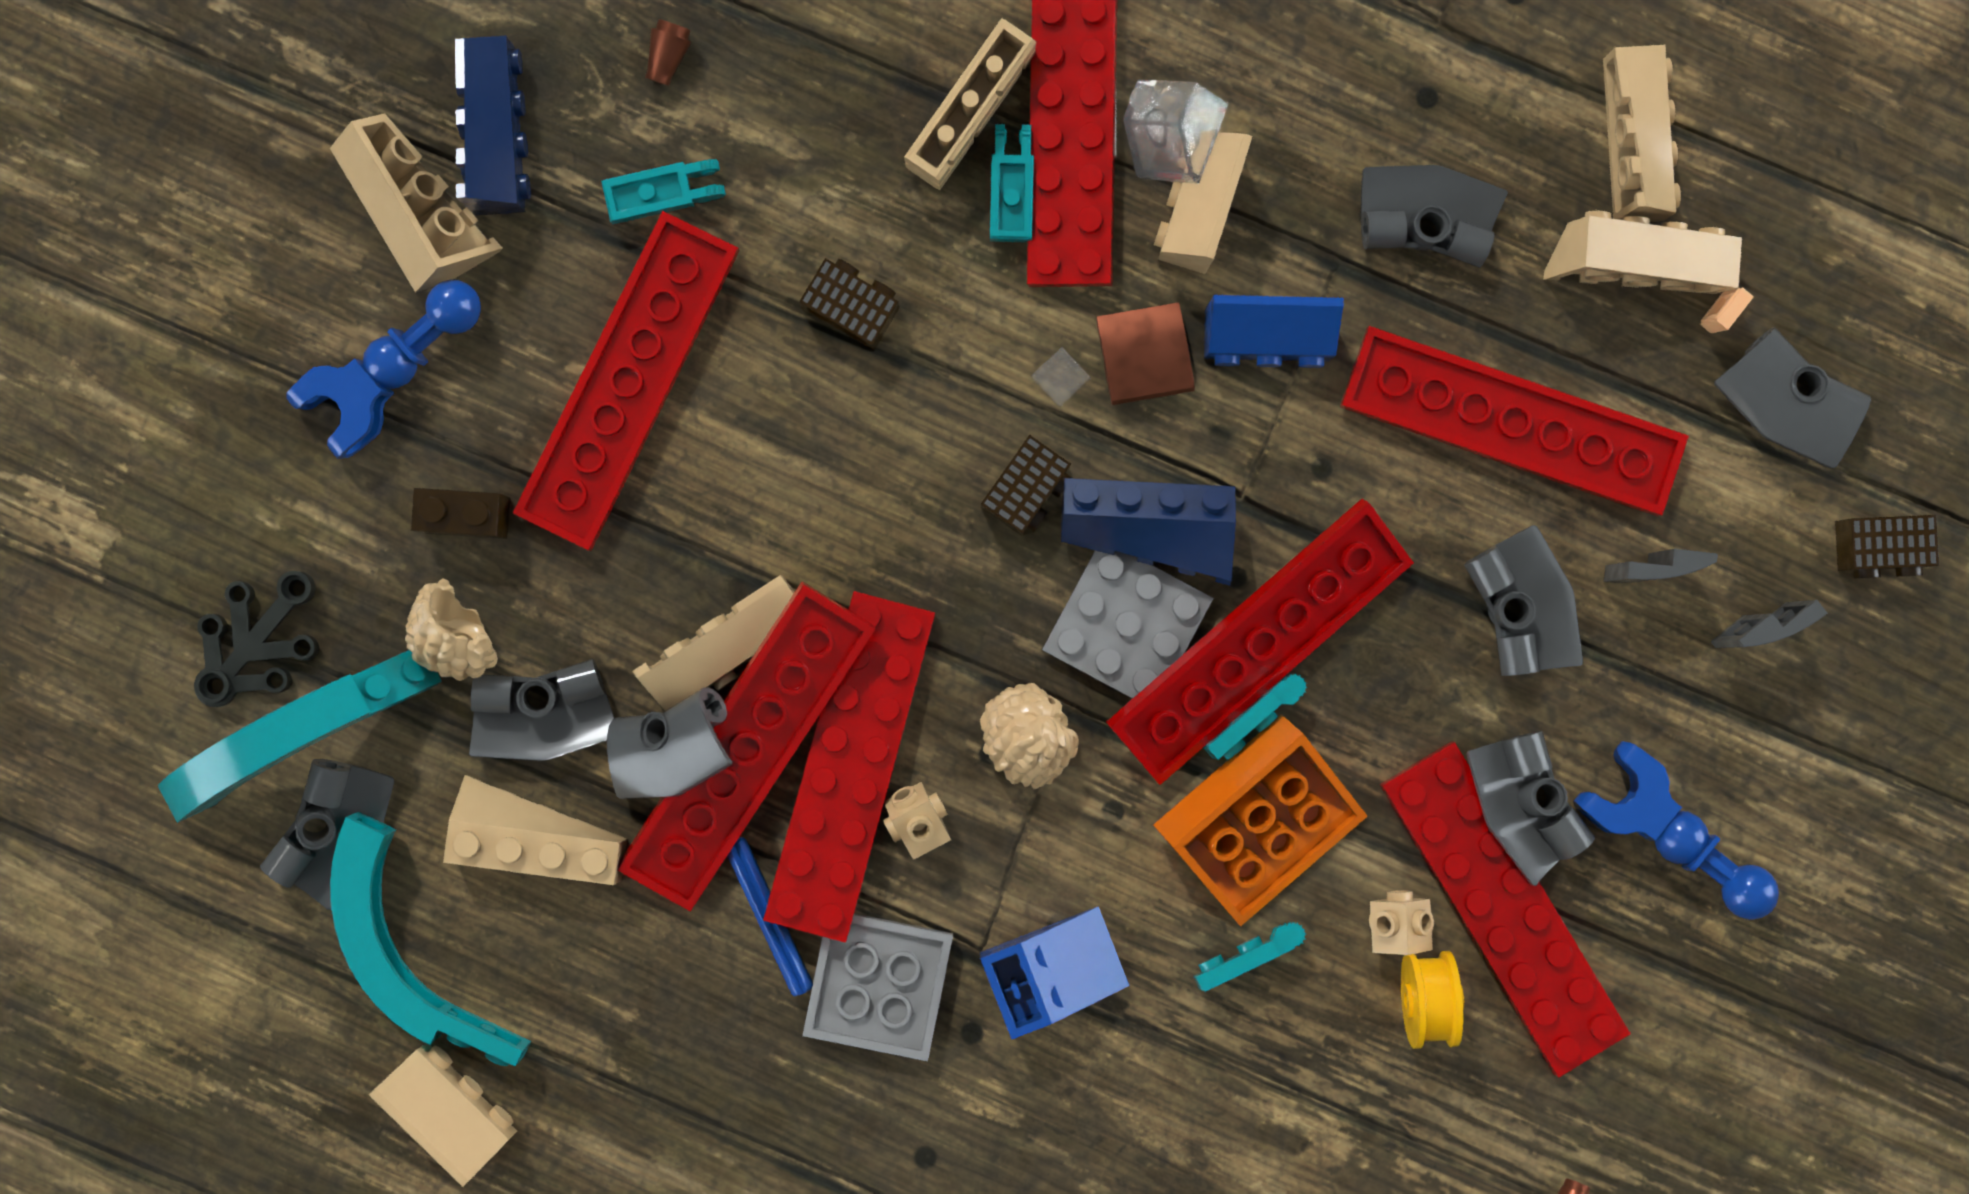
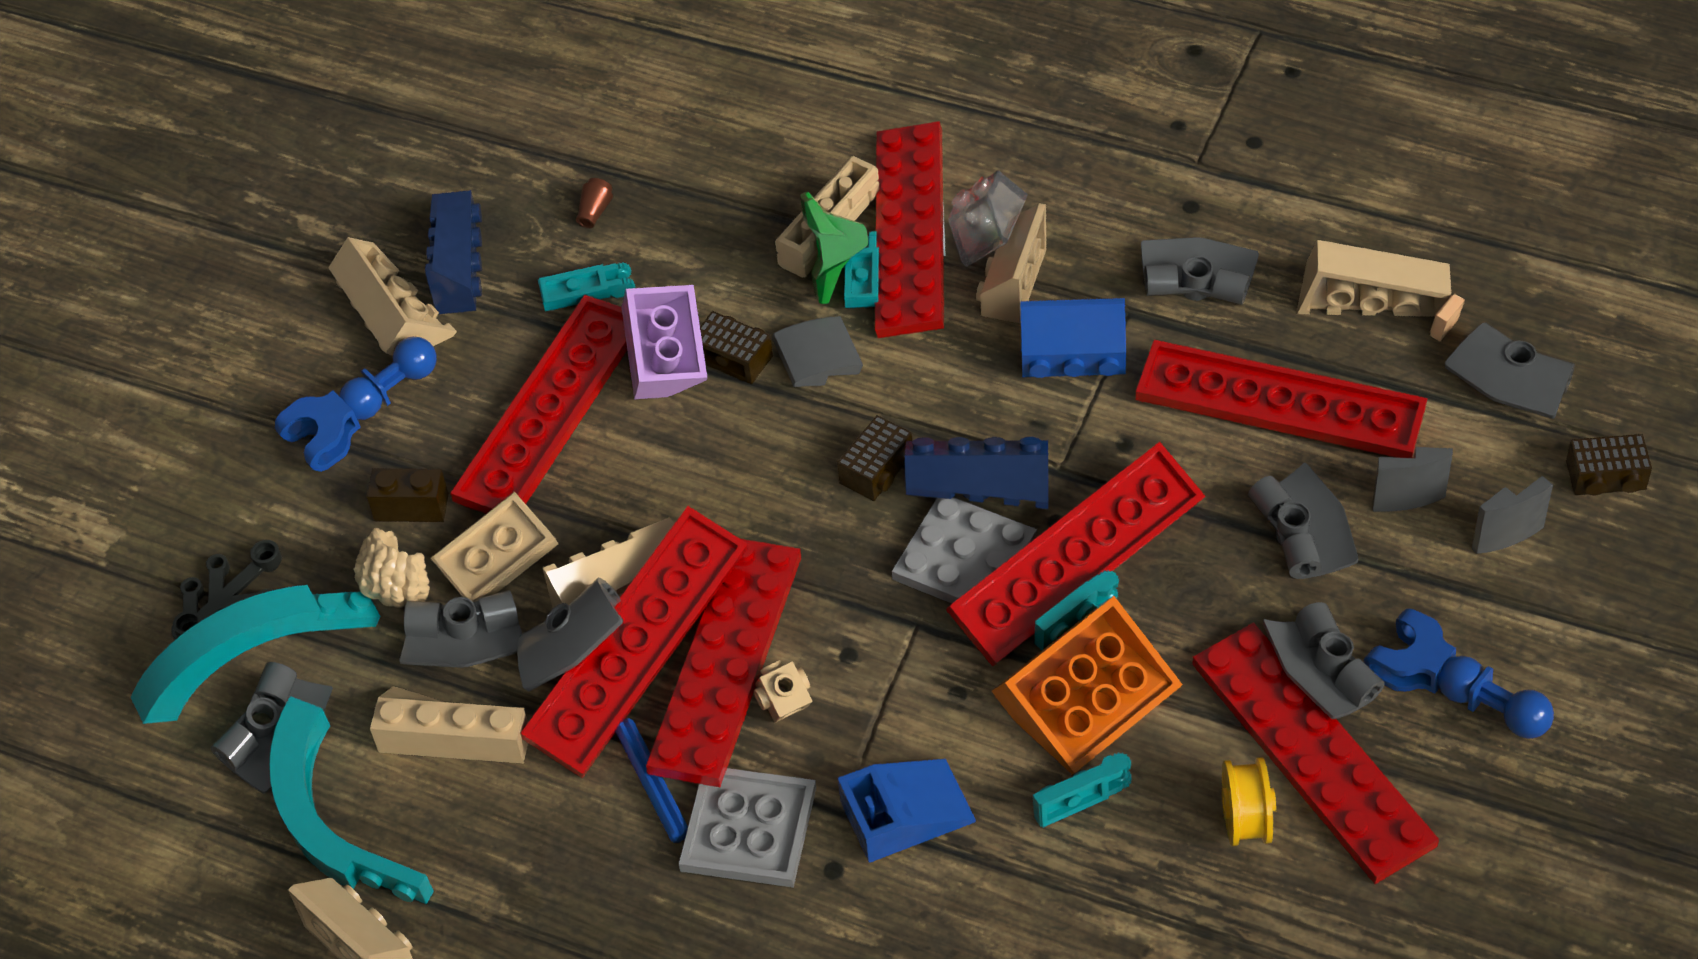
camera: 10 degrees right, 35 degrees down
(571, 599) = (495, 549): none -> tan tile
(766, 305) = (663, 340): none -> lavender slope
(955, 313) = (817, 351): none -> dark grey slope
(976, 160) = (836, 243): none -> green piece
(1028, 735) = (881, 627): tan hair -> none
(1060, 377) = (904, 391): clear tile -> none
(1145, 353) = (972, 370): copper slope -> none
(1401, 924) = (1209, 749): tan brick -> none
(1641, 132) = (1360, 202): tan wedge -> none

